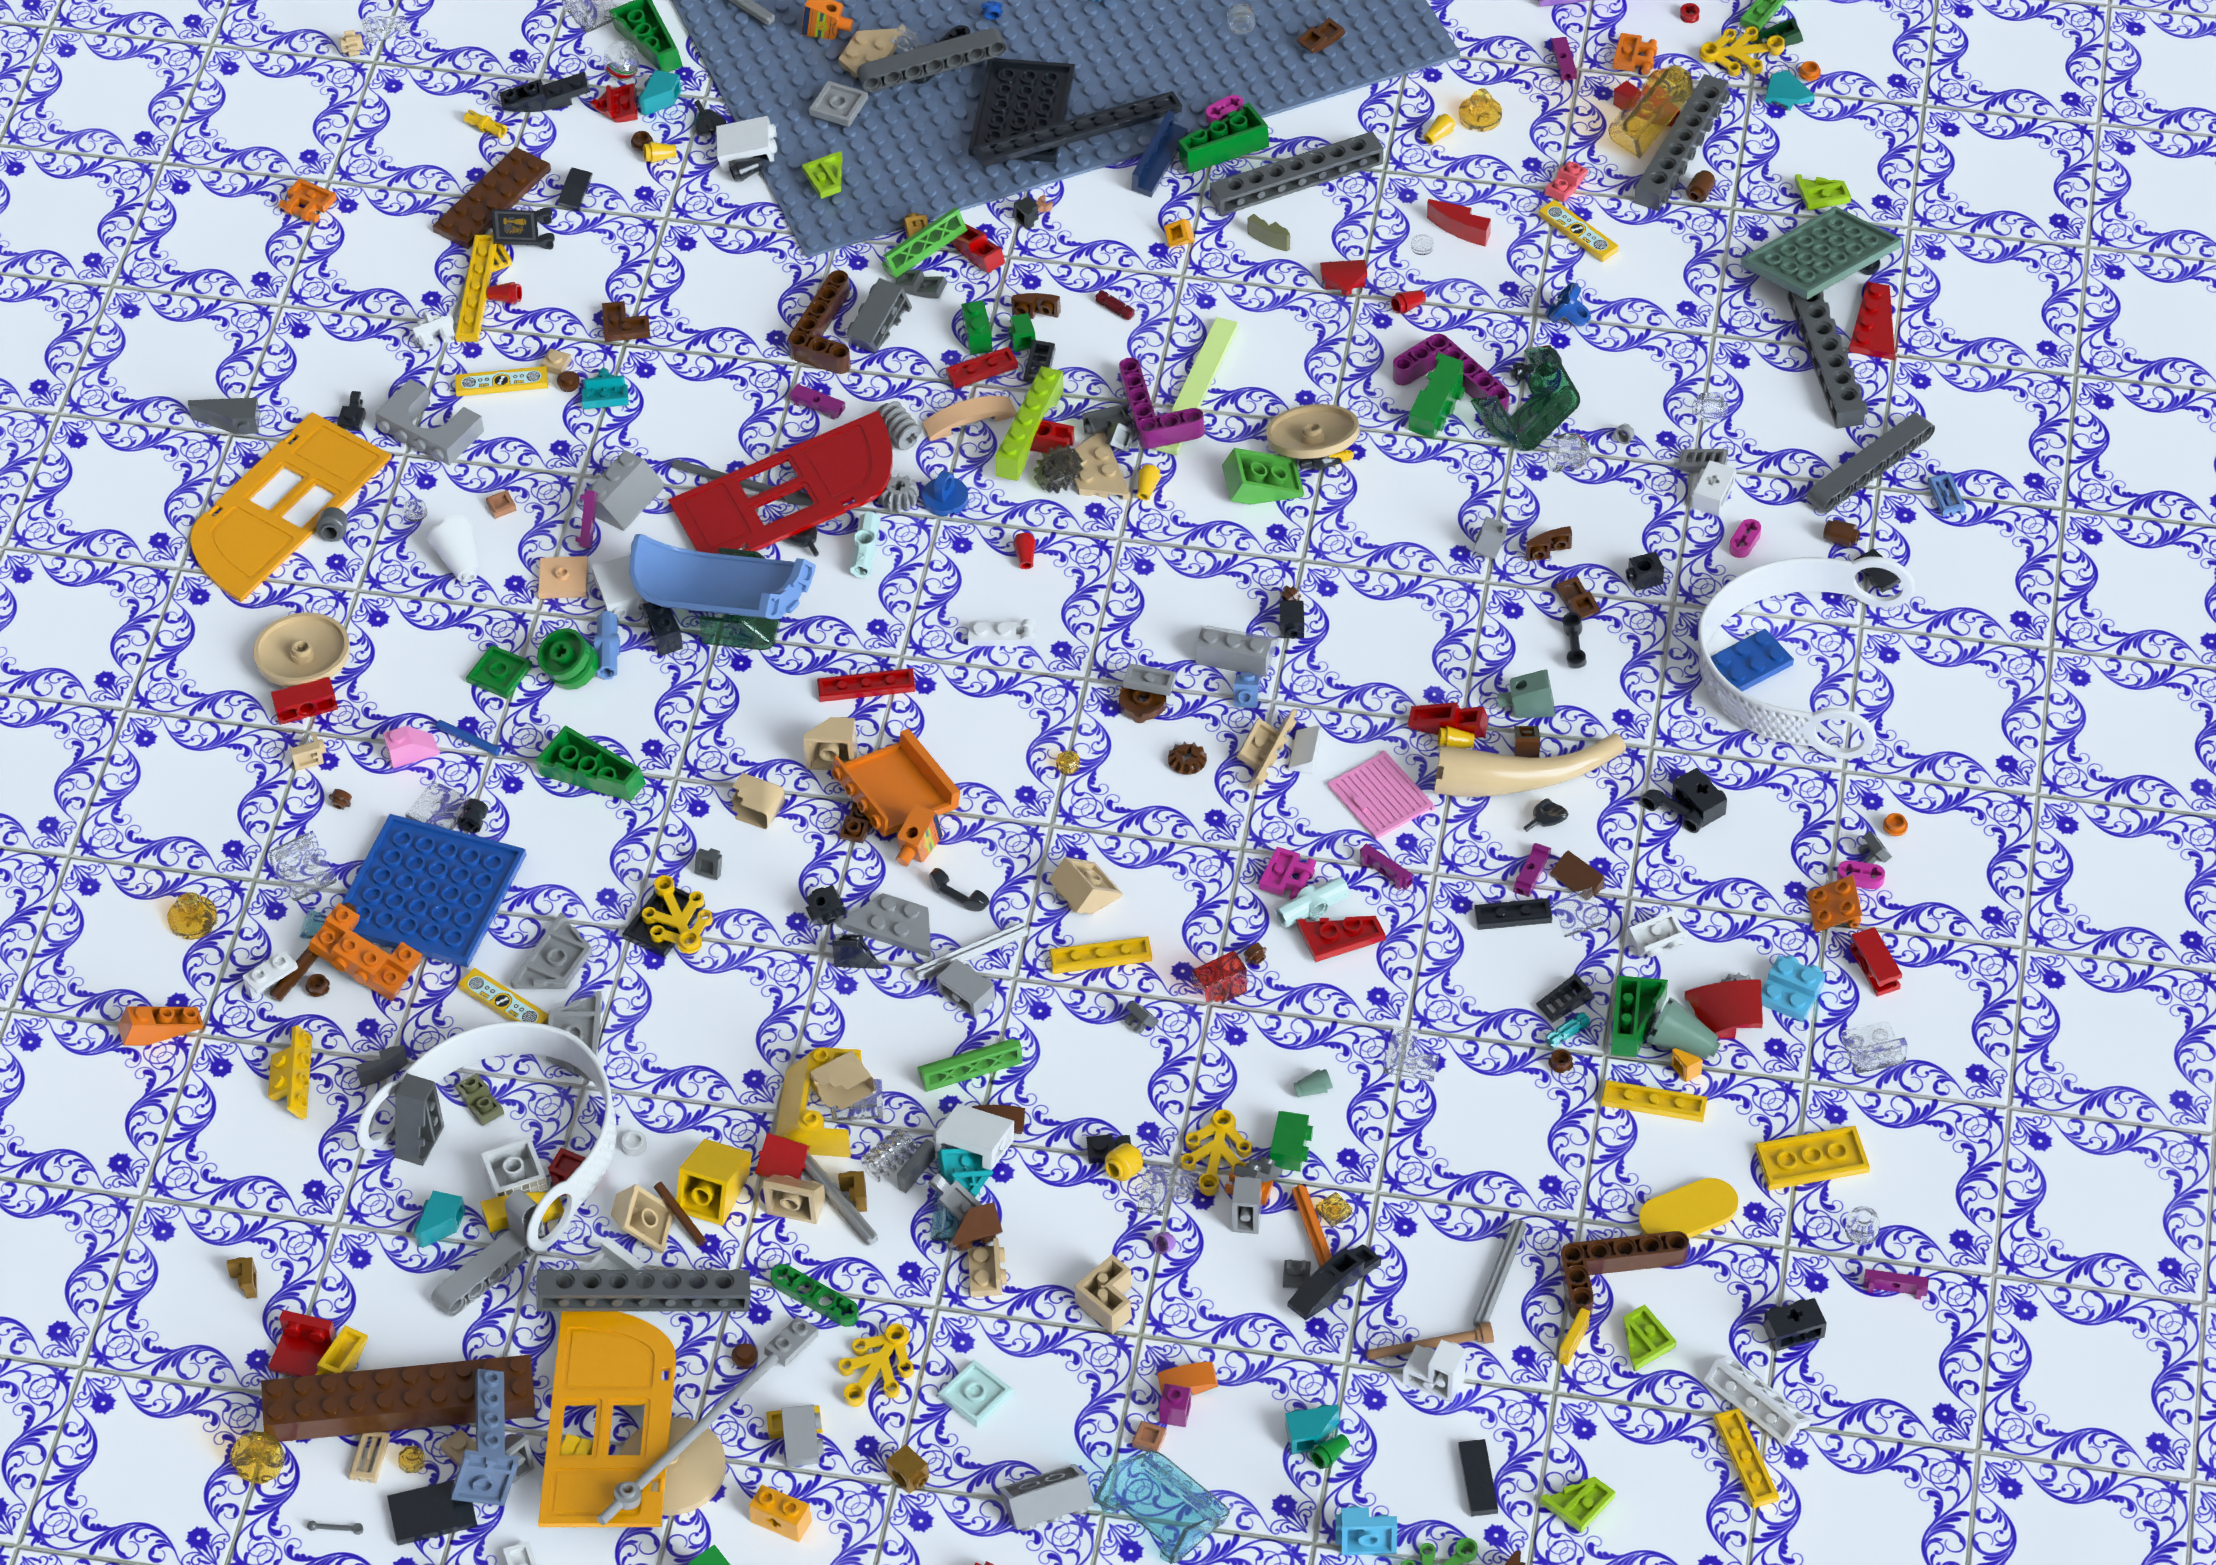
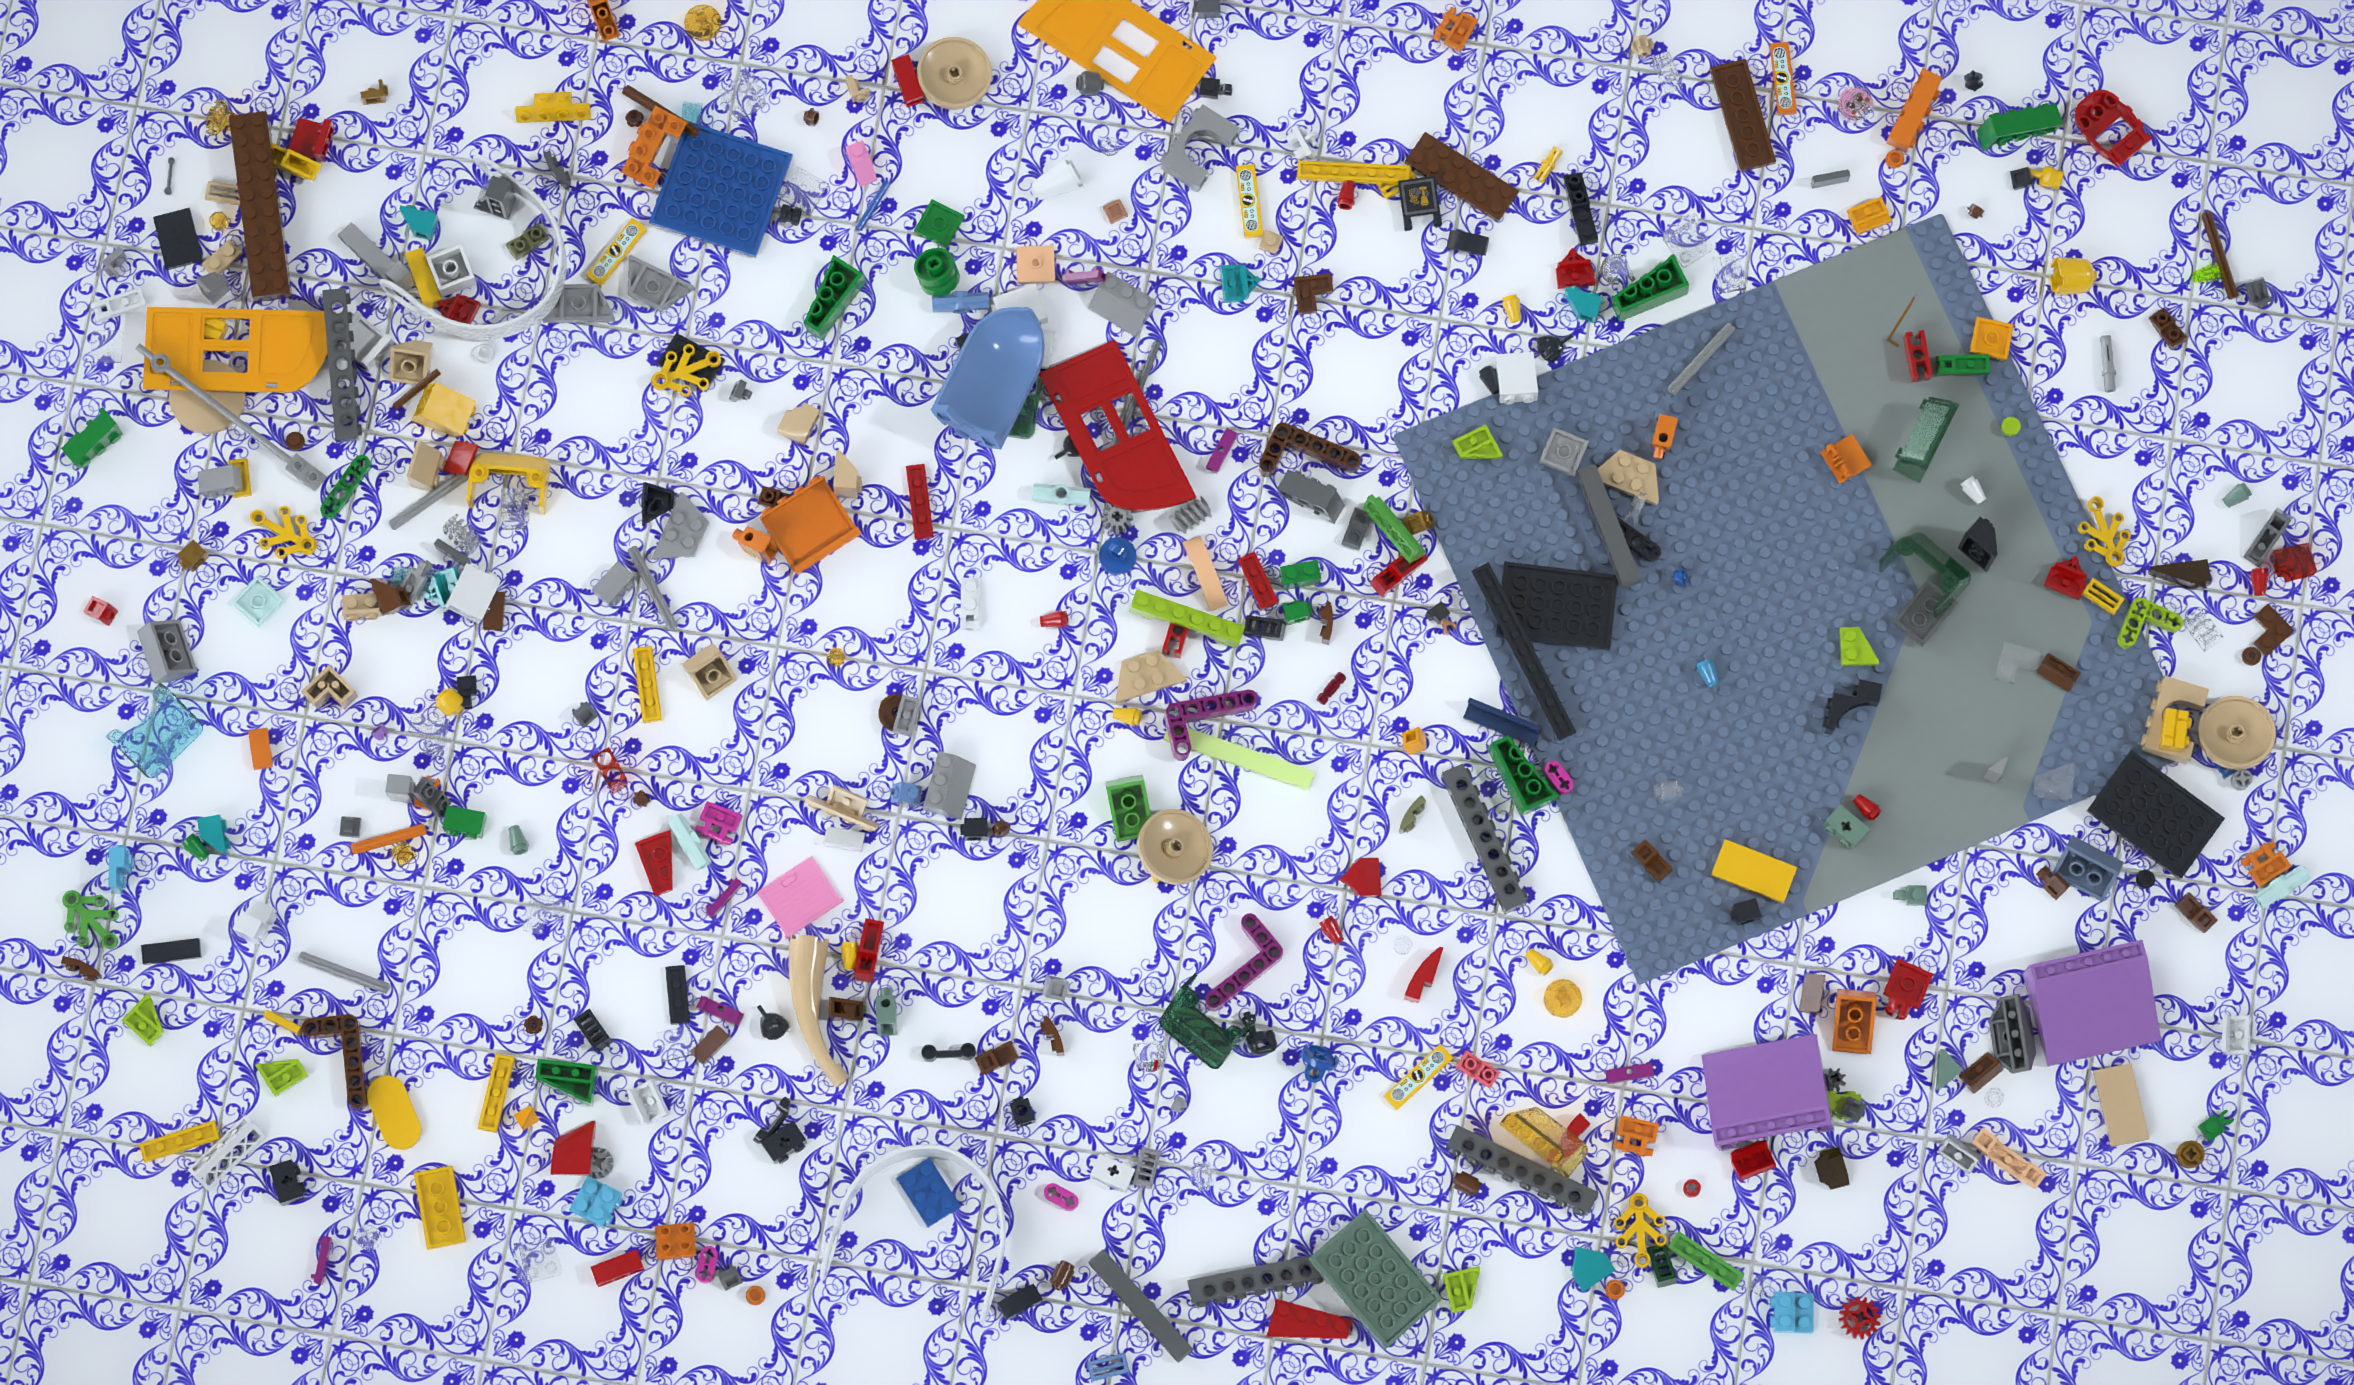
camera: 85 degrees right, 25 degrees up
(268, 974) = (638, 84): white bracket -> none
(487, 1472) = (219, 266): sand blue bracket -> none
(568, 381) = (1248, 253): reddish brown plate -> none
(639, 139) = (1527, 293): reddish brown plate -> none
(780, 1513) = (159, 470): light orange brick -> none
(825, 905) = (692, 478): black brick -> none
(842, 1081) = (515, 494): tan piece -> none
(854, 1183) = (430, 513): pearl gold bracket -> none
(970, 1064) = (546, 590): bright green fence -> none
(975, 902) = (718, 562): black bar -> none
(1058, 469) = (1138, 643): clear smoke gear -> none
(1102, 419) = (1193, 674): dark grey hinge -> none
(1120, 436) = (1173, 691): tile -> none
(1149, 1437) = (216, 722): nougat tile -> none
(1175, 1405) = (235, 739): magenta brick -> none
(1192, 764) = (841, 756): reddish brown gear -> none
(1215, 1149) = (462, 770): yellow plant -> none
(1331, 1279) = (337, 852): black slope -> none
(1438, 398) = (1211, 949): green wedge -> none
(1482, 1333) = (290, 958): medium nougat piece -> none
(1567, 1029) = (563, 1030): teal axle -> none
(1683, 1031) = (550, 1114): sand green cone -> none

